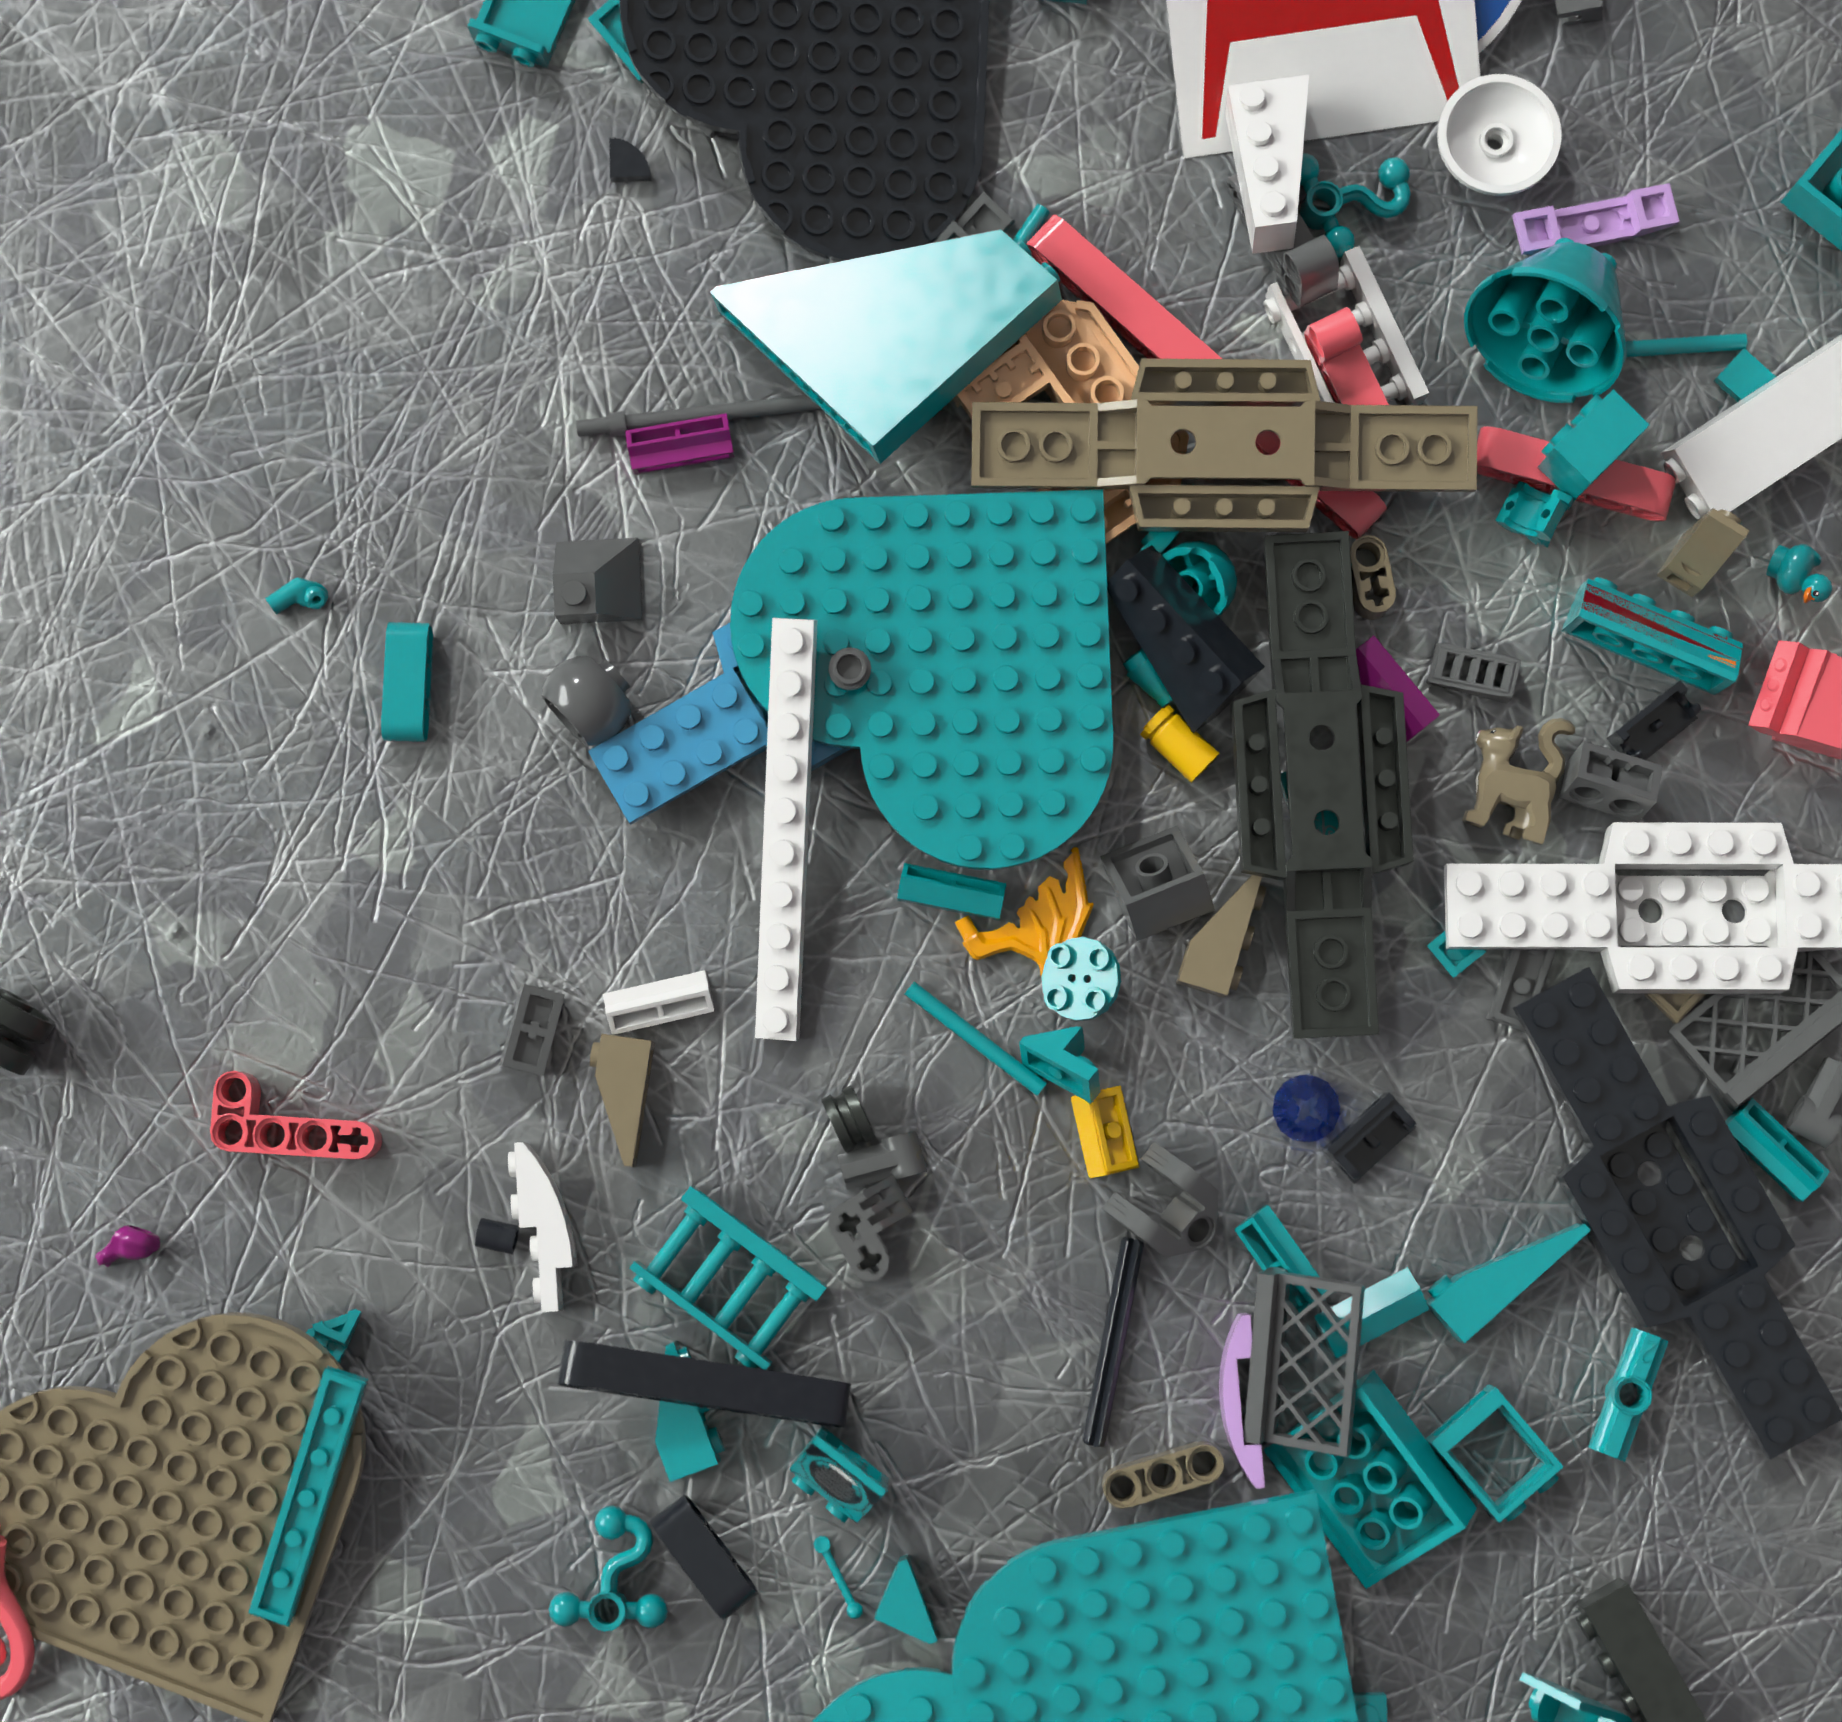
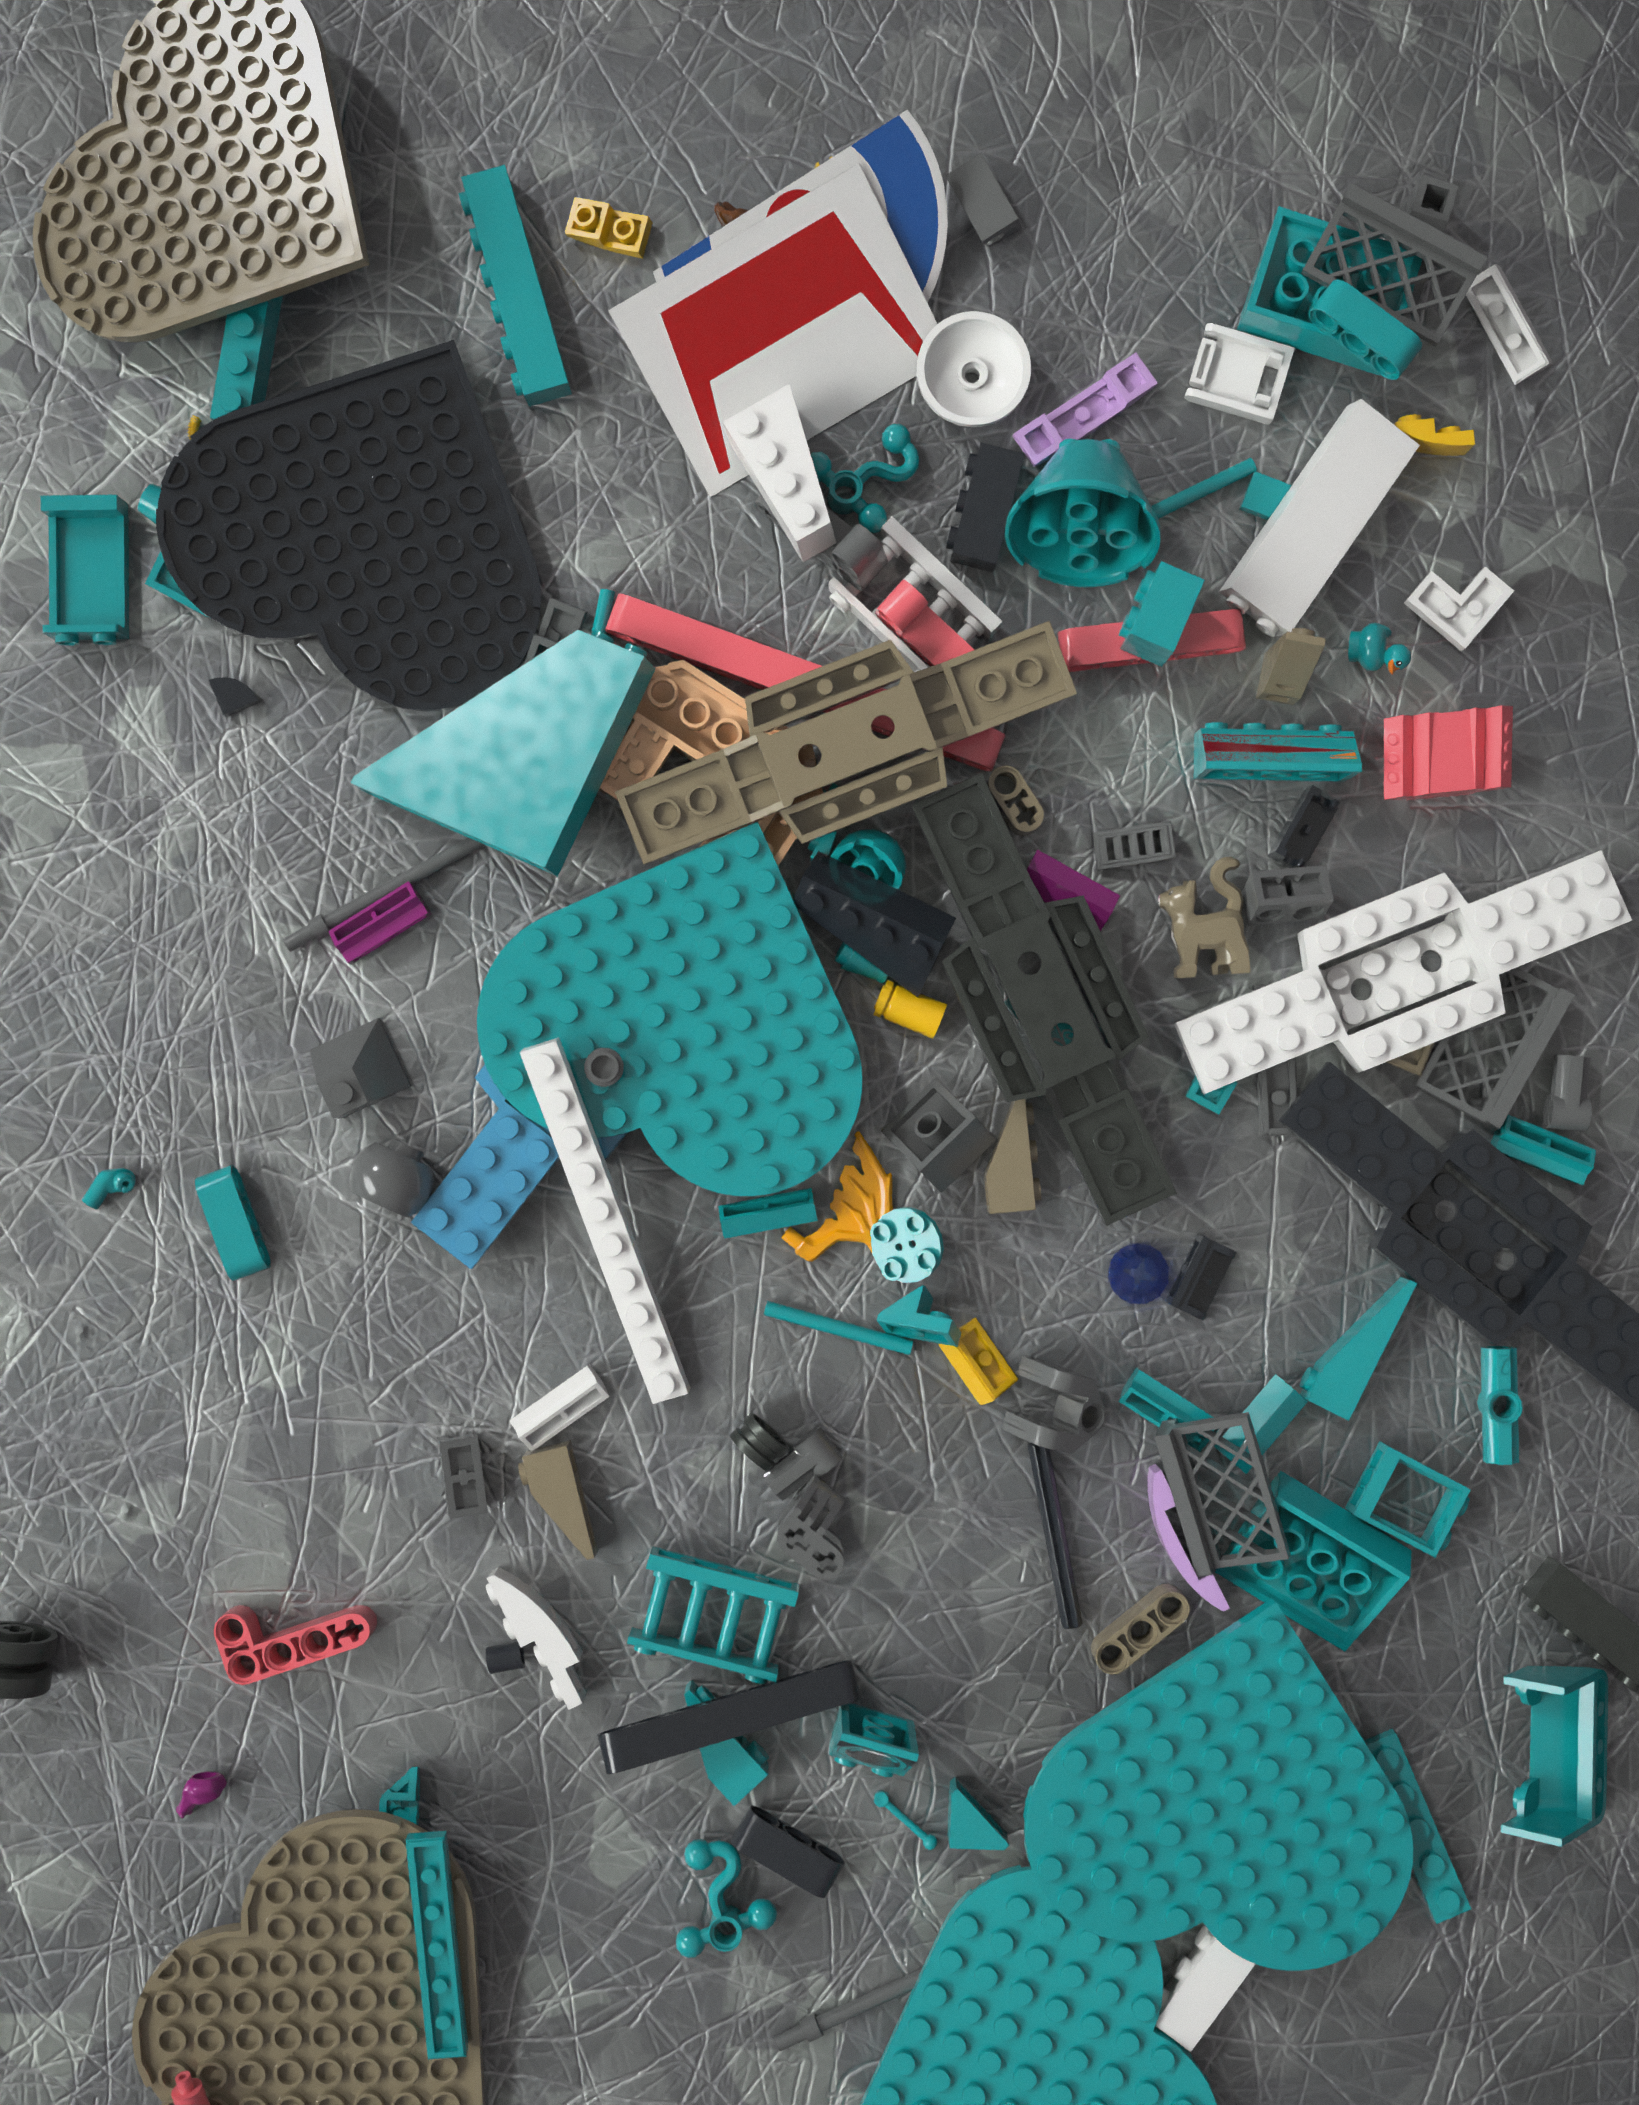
camera: 20 degrees left, 5 degrees up
(1455, 274) = (985, 506): none -> black brick
(1533, 512) = (1131, 688): teal piece -> none
(1759, 239) = (1232, 371): none -> white container

